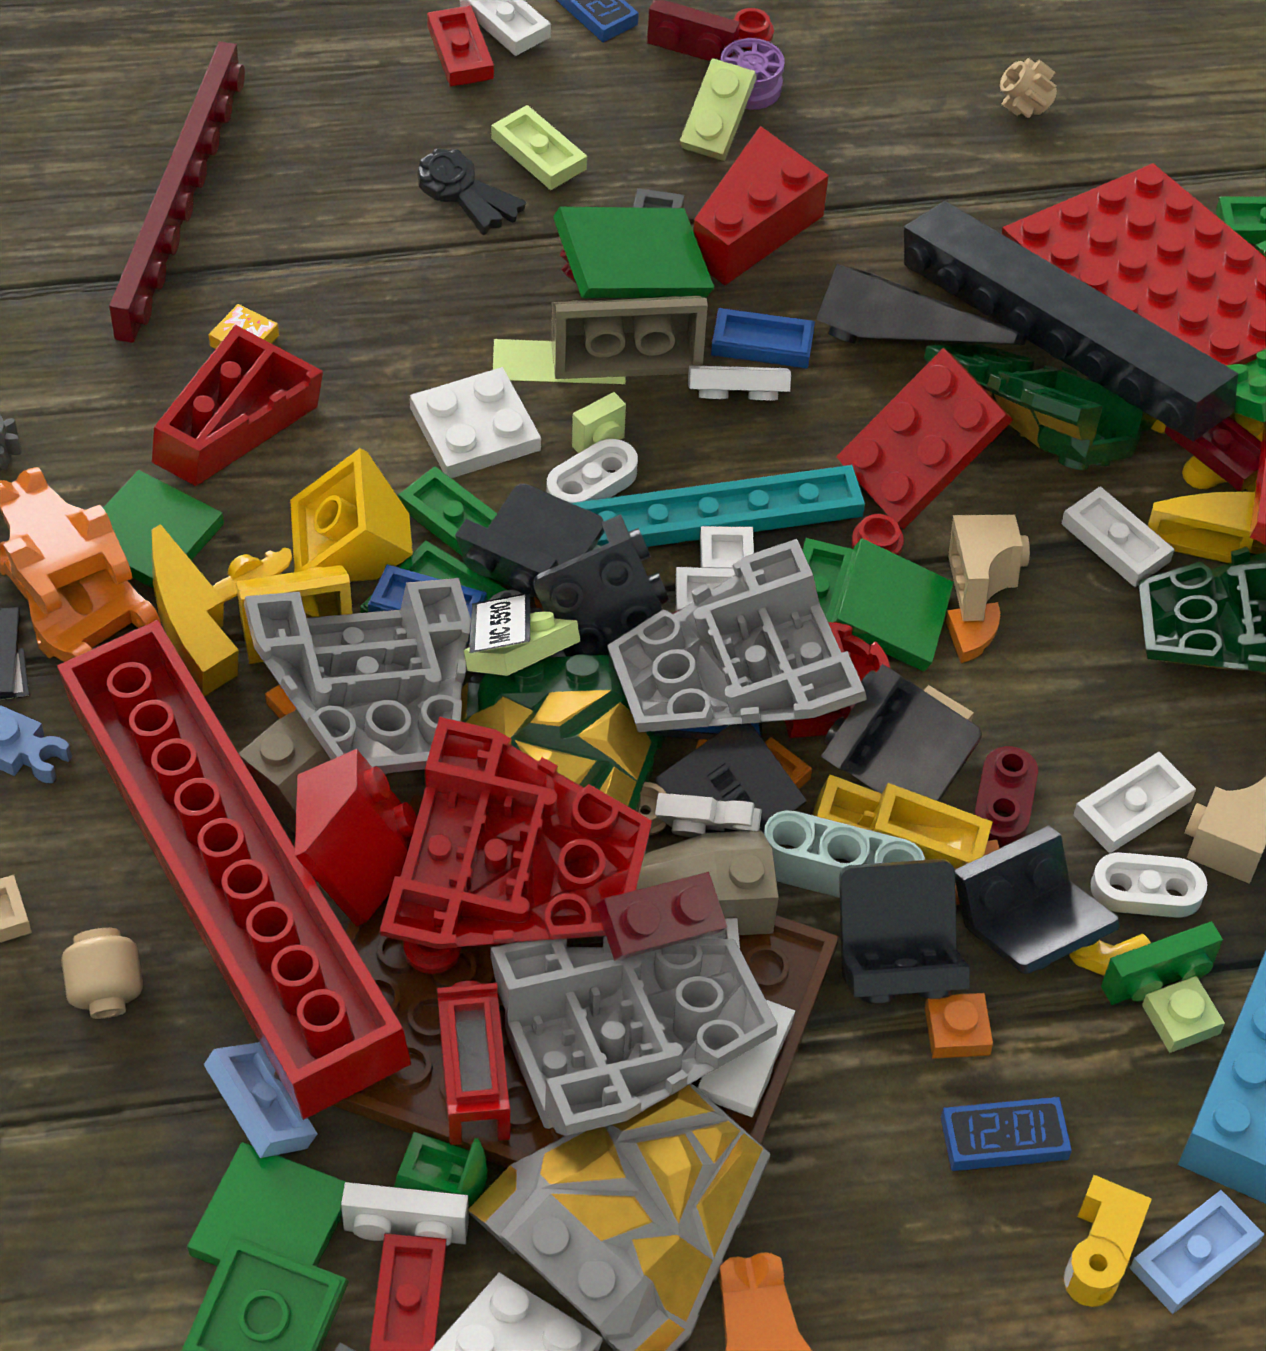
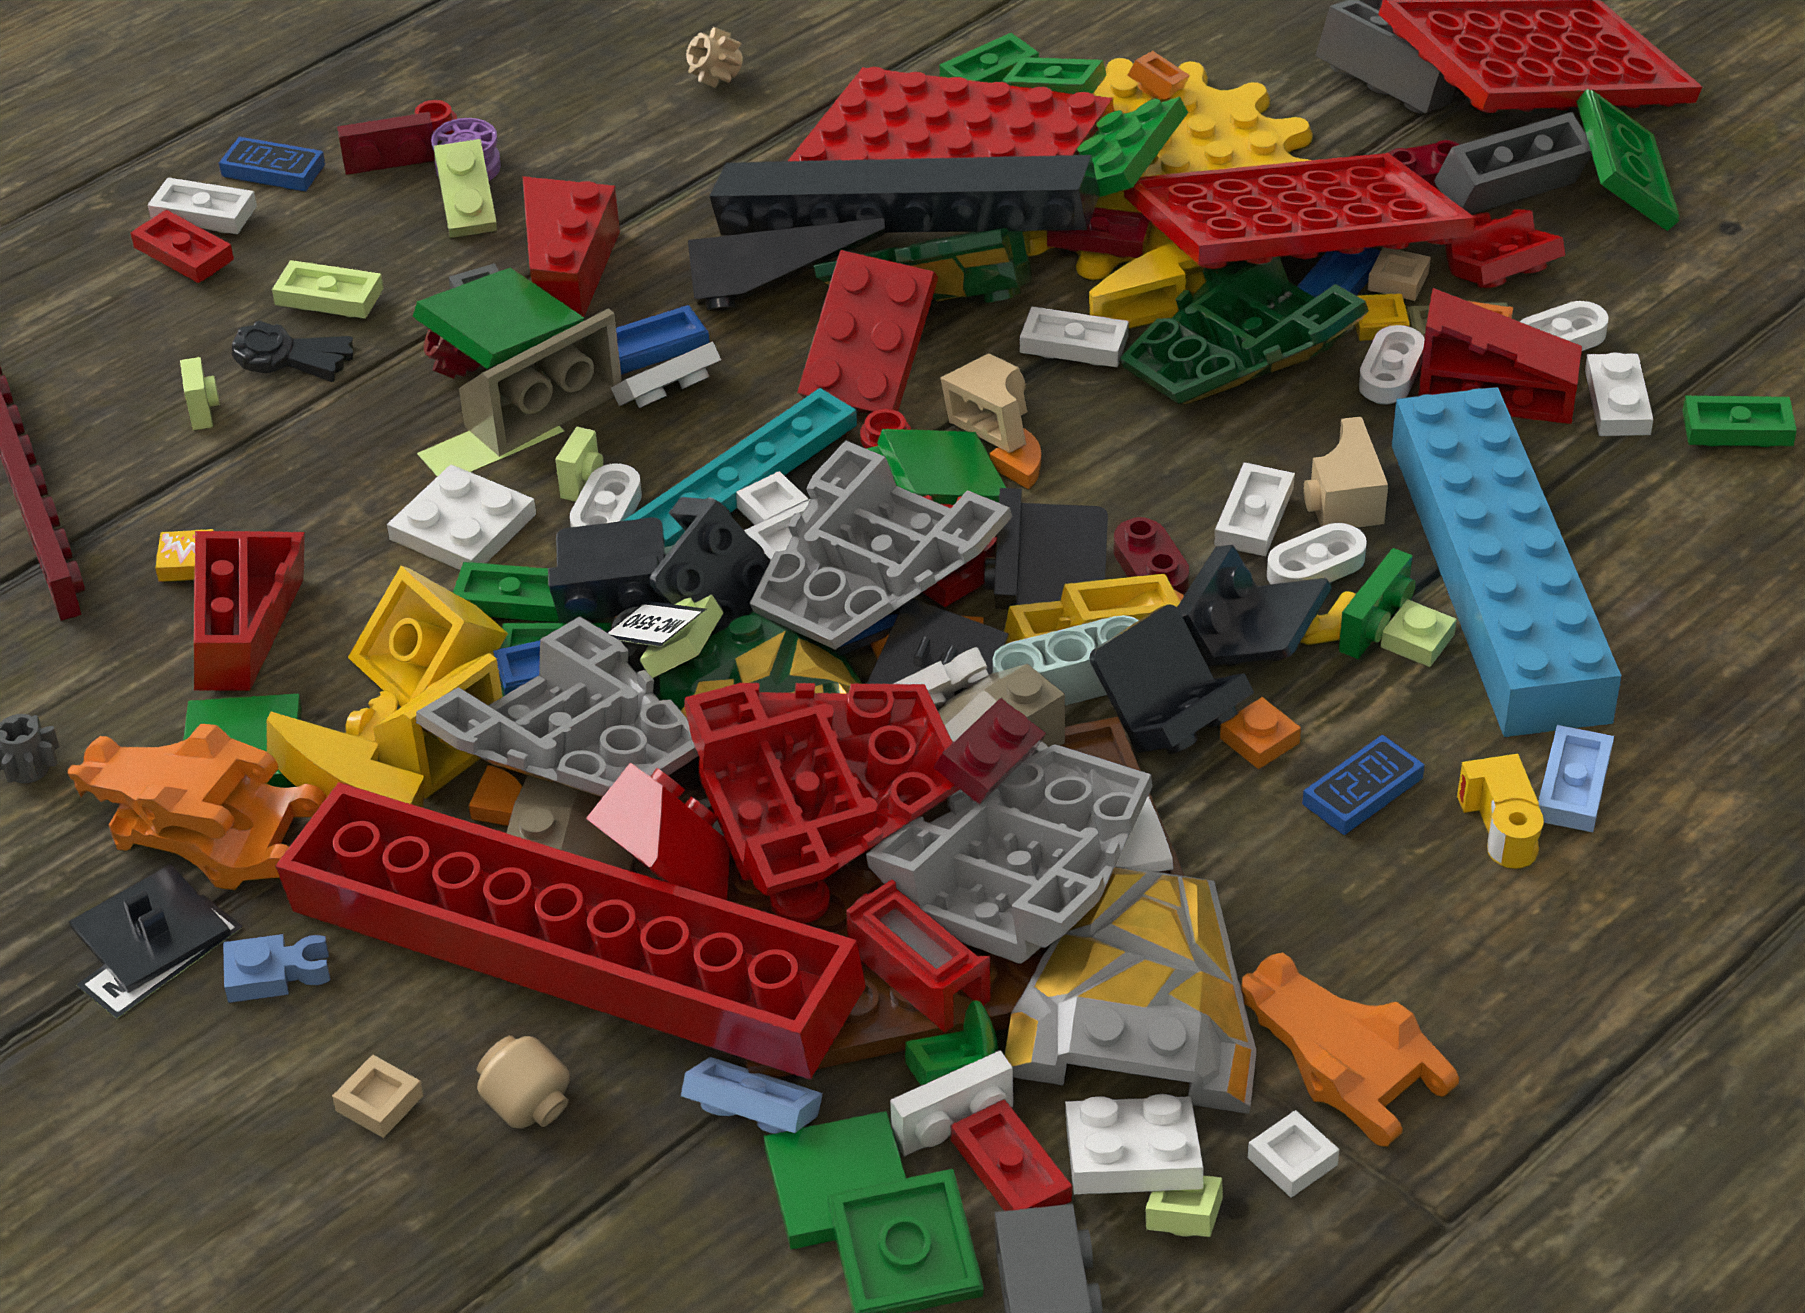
camera: 30 degrees left, 10 degrees down
(362, 191) = (199, 392): none -> yellowish green plate

